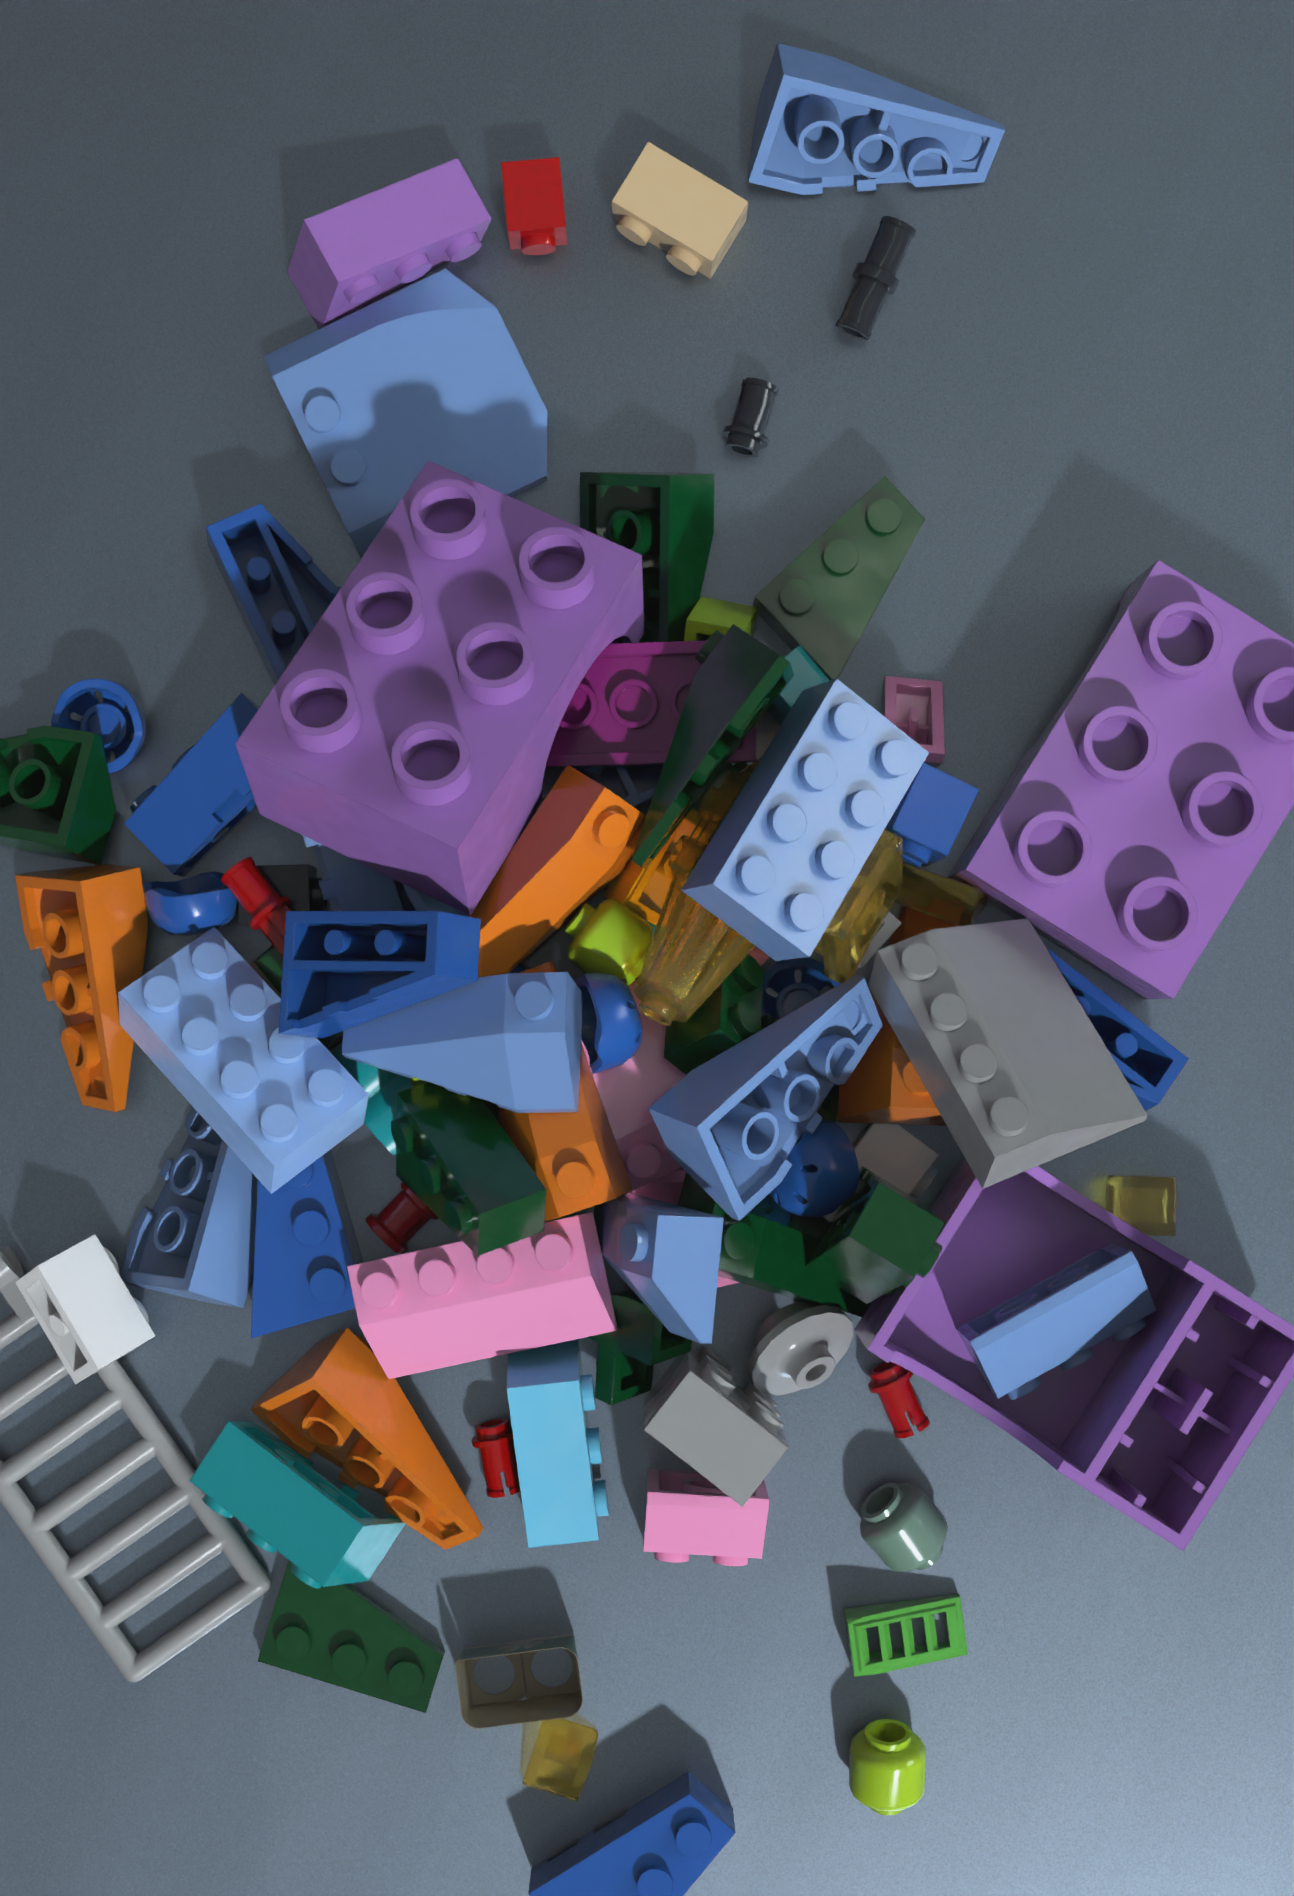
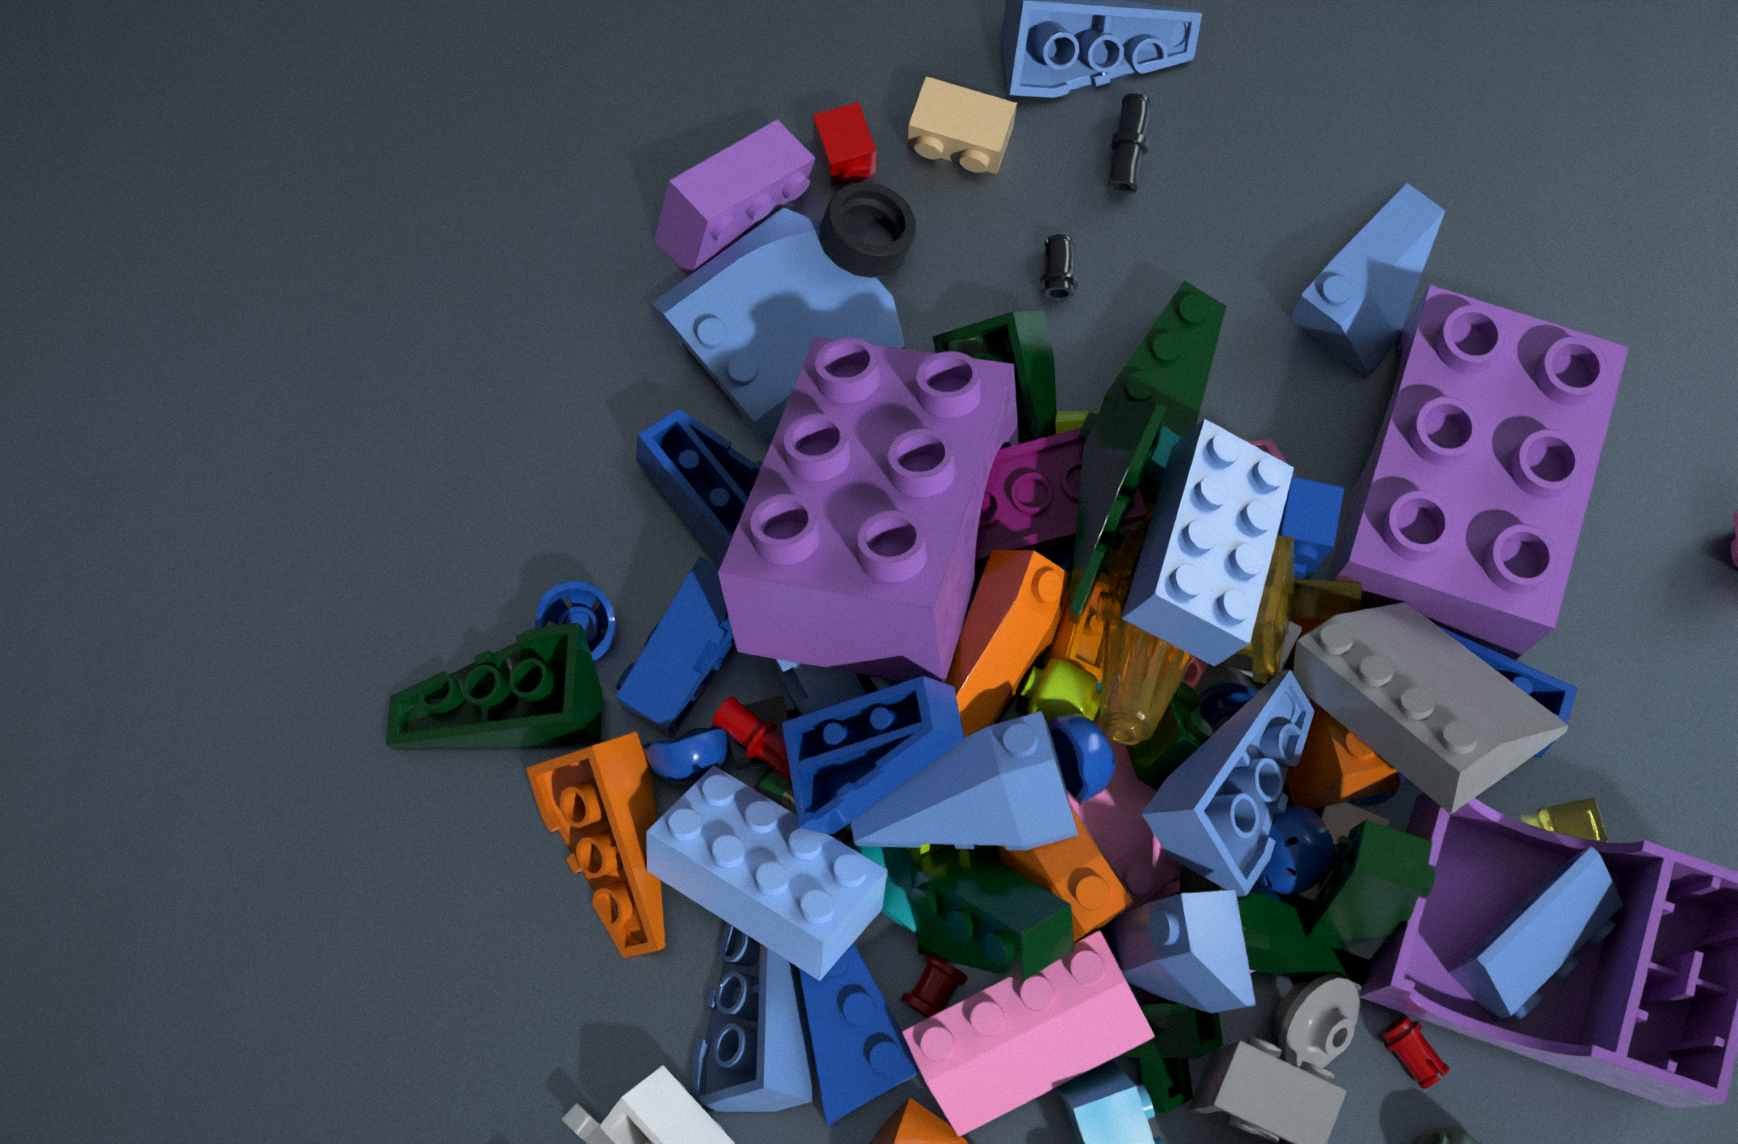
camera: 10 degrees left, 15 degrees down
(561, 291) = (884, 206): none -> black tyre
(1108, 523) = (1369, 285): none -> medium blue wedge

